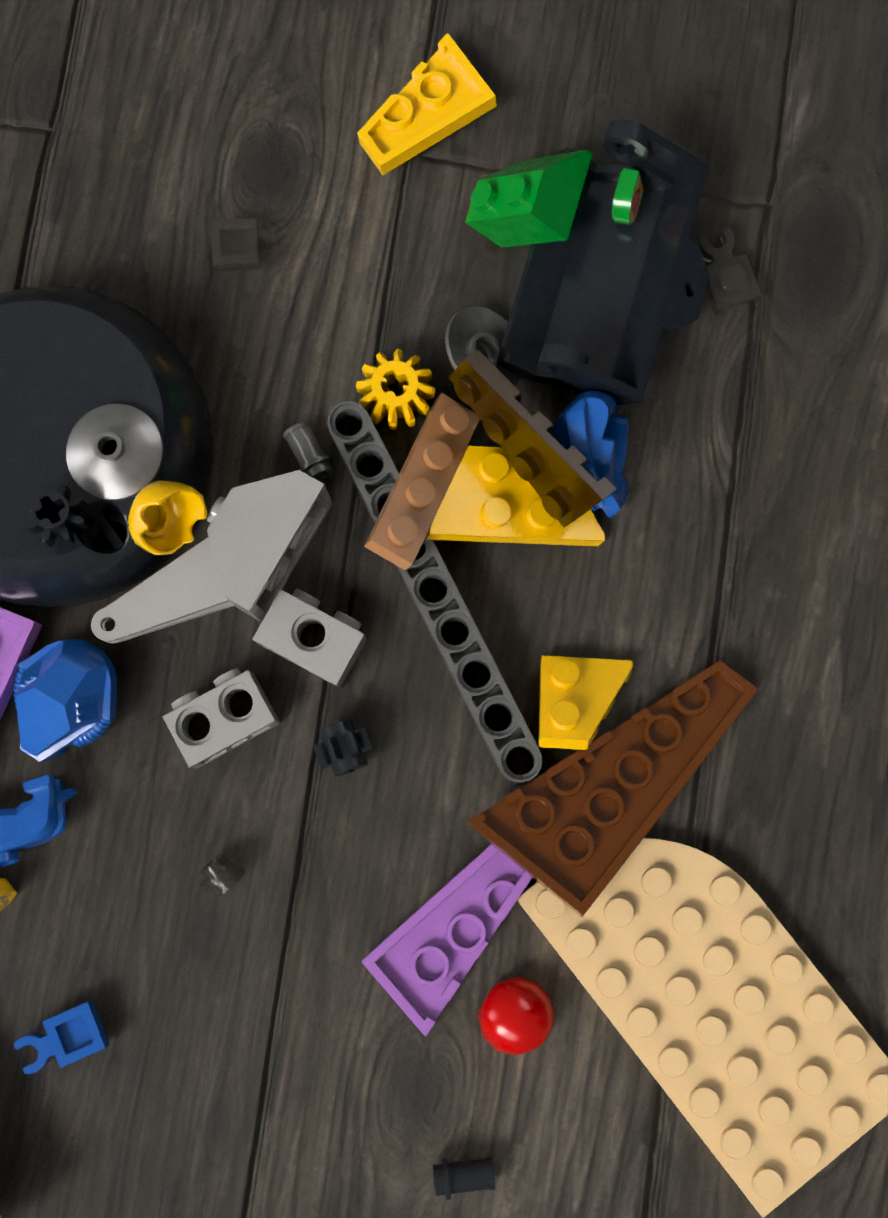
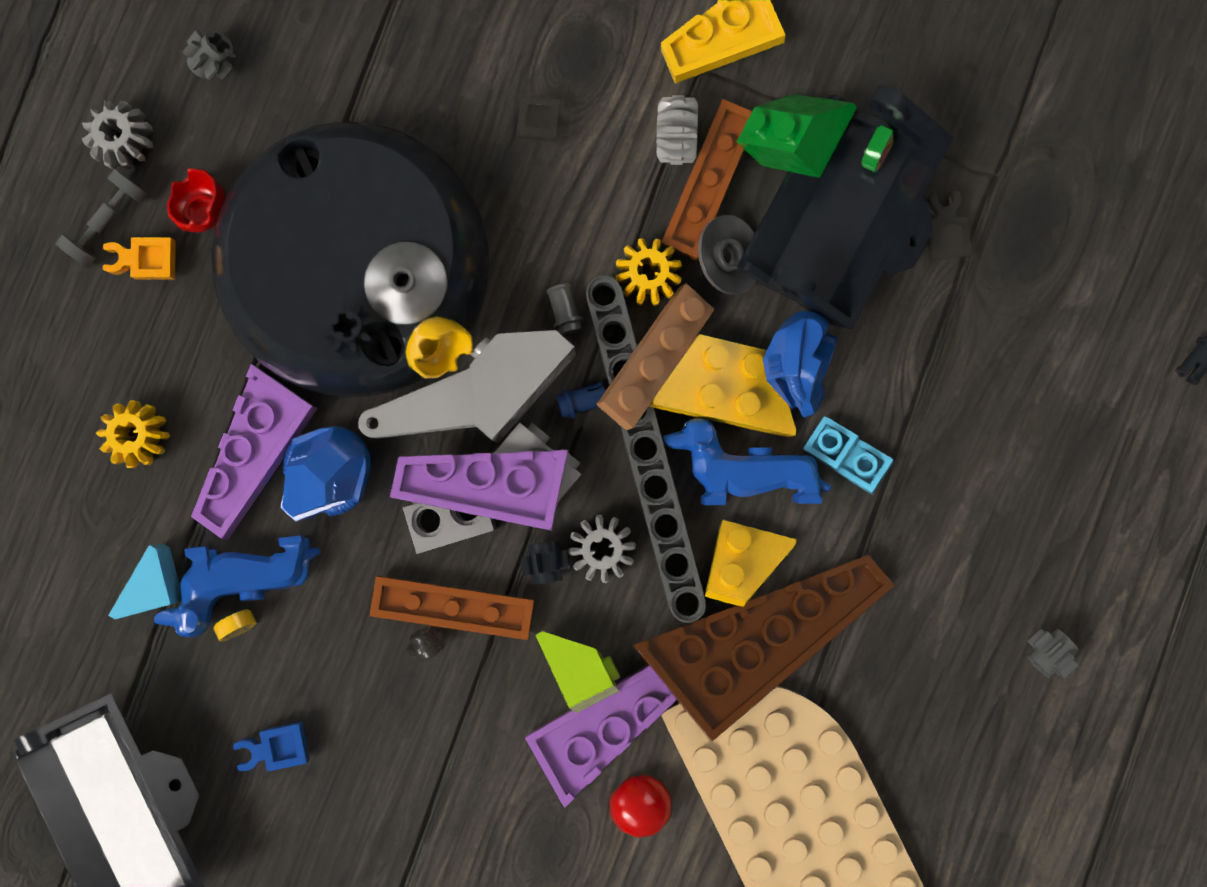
camera: 10 degrees right, 5 degrees up
(244, 824) = (452, 607): none -> dark orange plate
(260, 667) = (496, 486): none -> medium lavender wing
(345, 551) = (579, 399): none -> dark blue pin
(395, 223) = (677, 129): none -> light grey gear
(398, 704) = (597, 536): none -> light grey gear
(409, 866) = (579, 671): none -> lime slope
(441, 274) = (707, 180): none -> dark orange plate
(526, 438) = (750, 342): dark brown wing -> none
(553, 596) = (744, 474): none -> blue animal
(671, 552) = (848, 455): none -> medium azure slope

